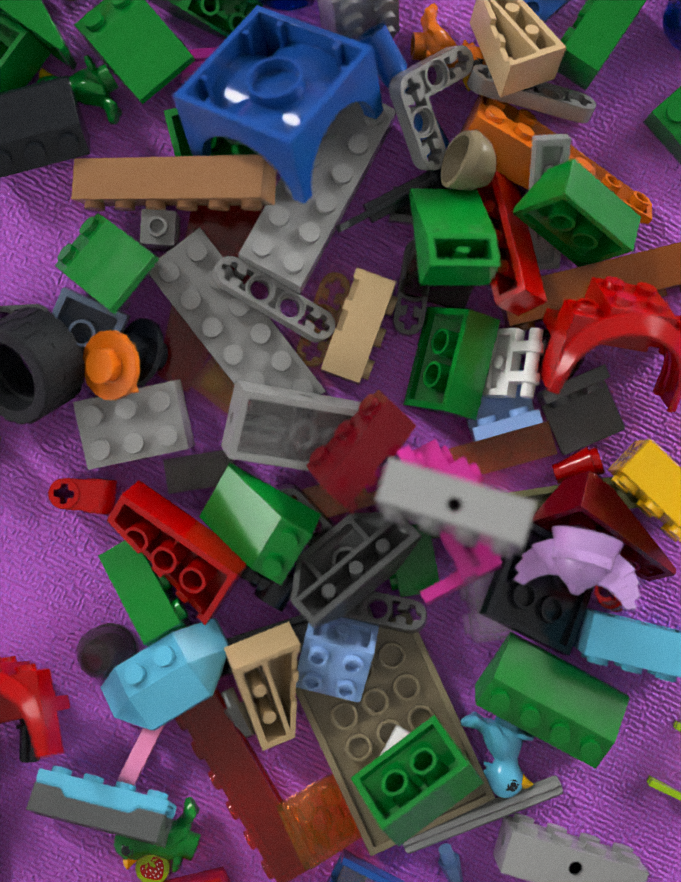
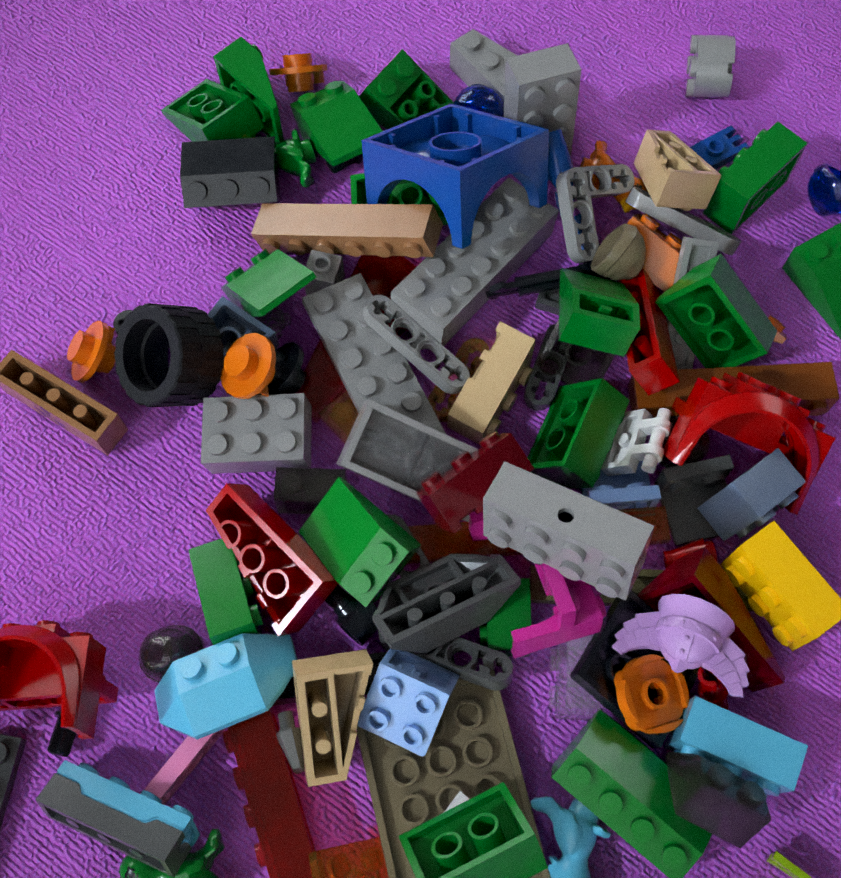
camera: 15 degrees right, 20 degrees down
(90, 495) = (194, 493): red piece -> none
(537, 615) = (633, 697): none -> orange plate
(620, 695) = (716, 798): none -> clear smoke slope
(630, 403) = (753, 497): none -> sand blue brick

